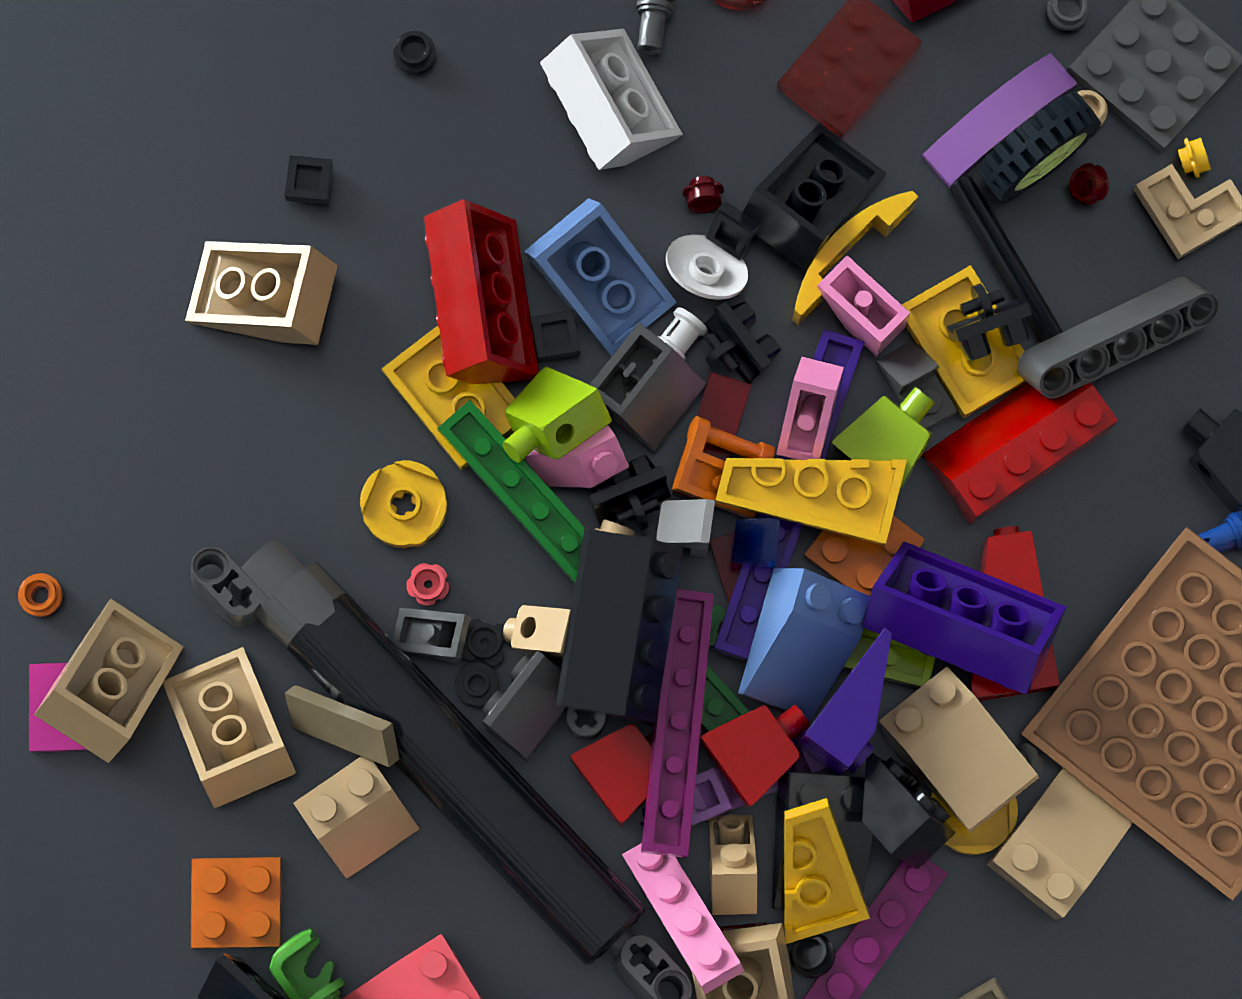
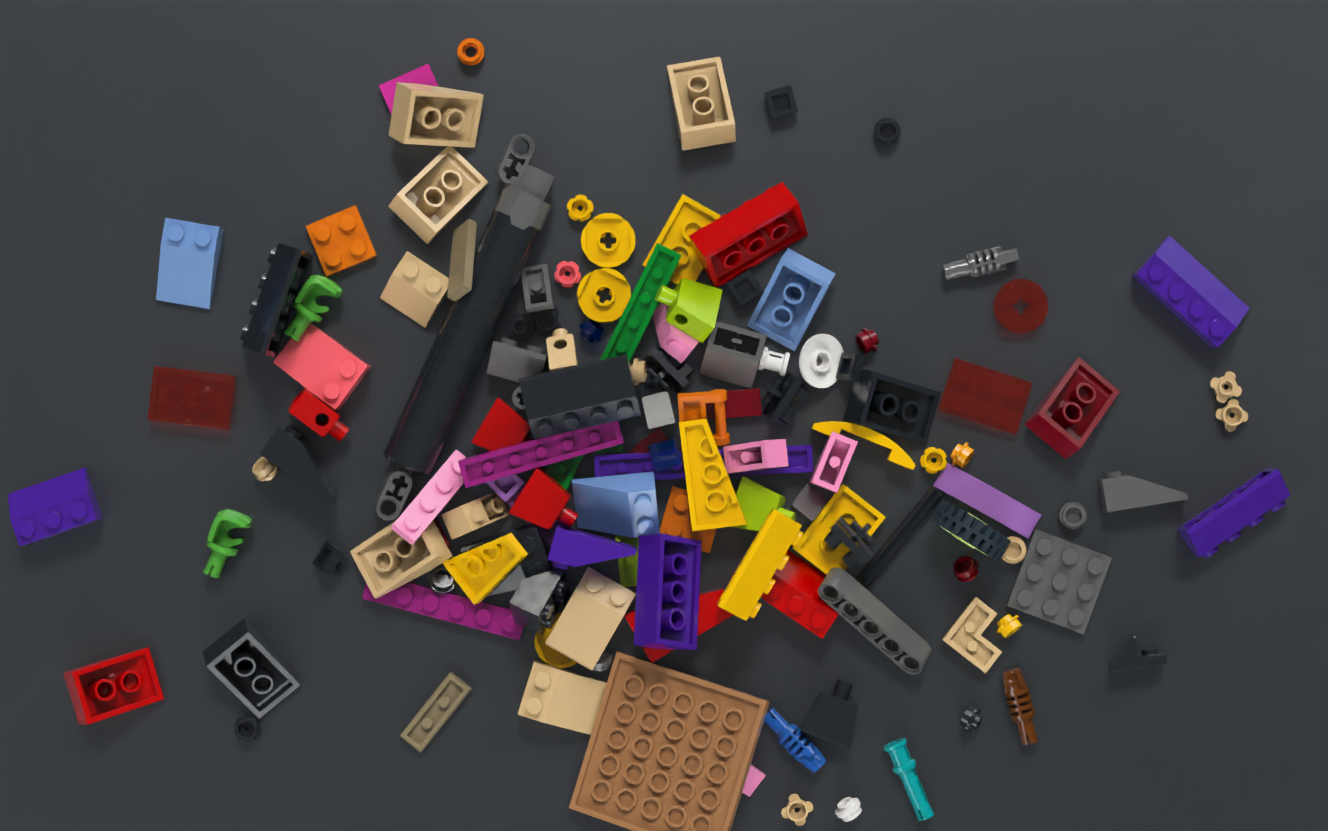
camera: 65 degrees right, 10 degrees up
(335, 516) = (584, 214): none -> yellow plate
(481, 567) = (599, 280): none -> yellow plate
(526, 581) = (591, 330): none -> clear blue plate
(610, 97) = (904, 261): white slope -> none
(918, 159) = (940, 463): none -> yellow plate
(921, 126) = (961, 455): none -> light orange plate
(975, 460) = (759, 565): none -> yellow slope

